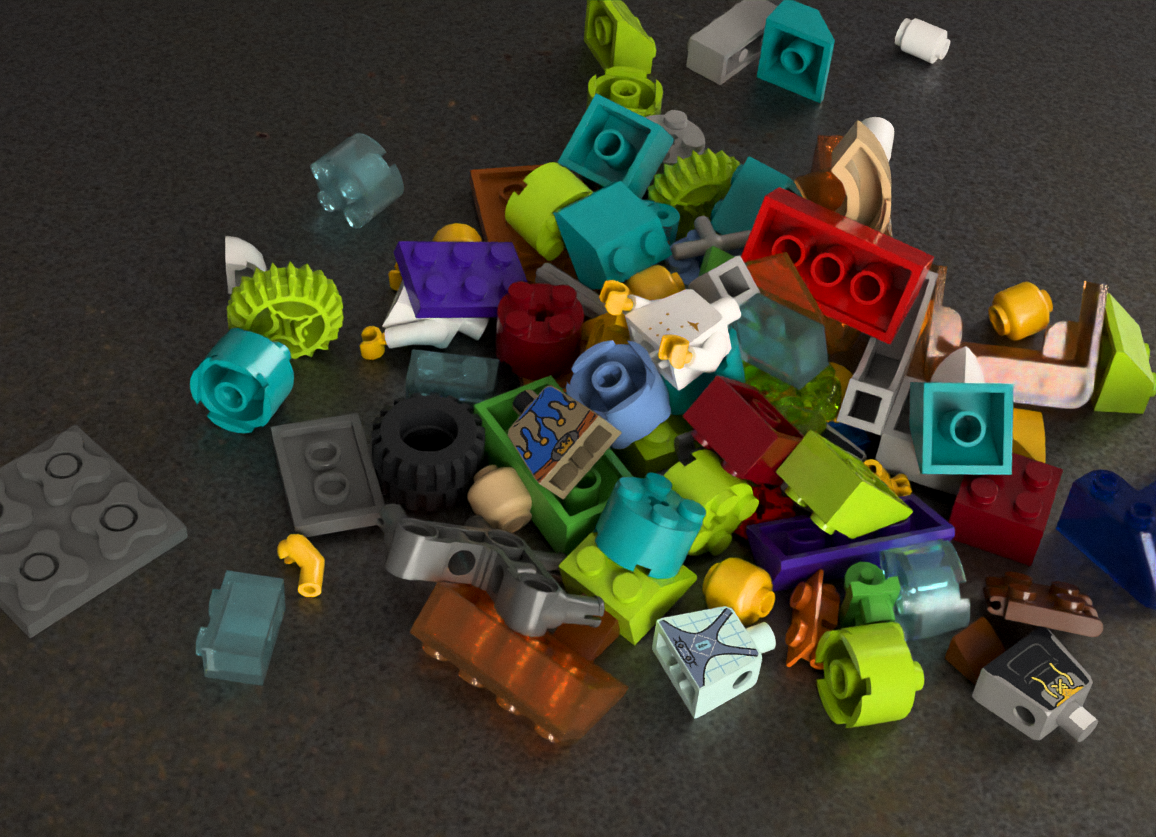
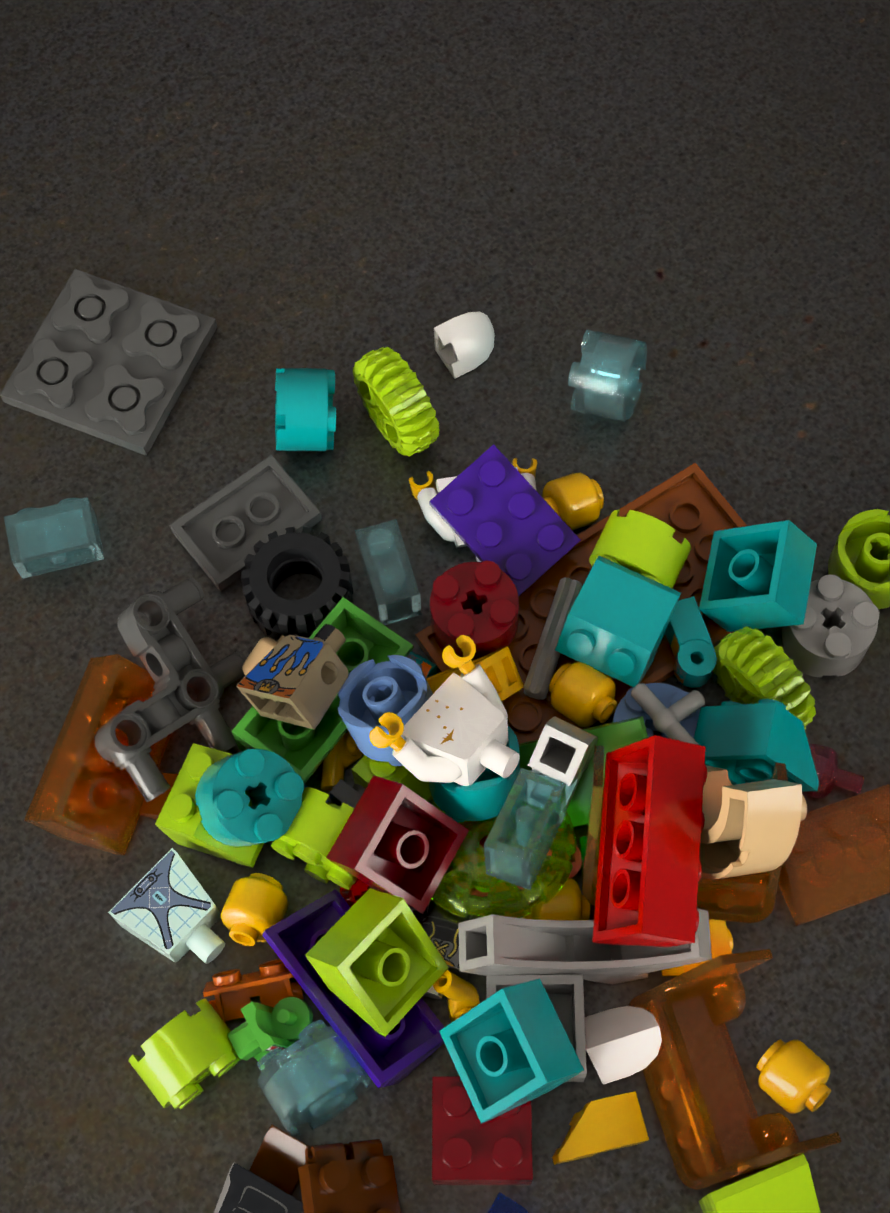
camera: 75 degrees right, 20 degrees up
(311, 563) = (150, 552): yellow arm -> none

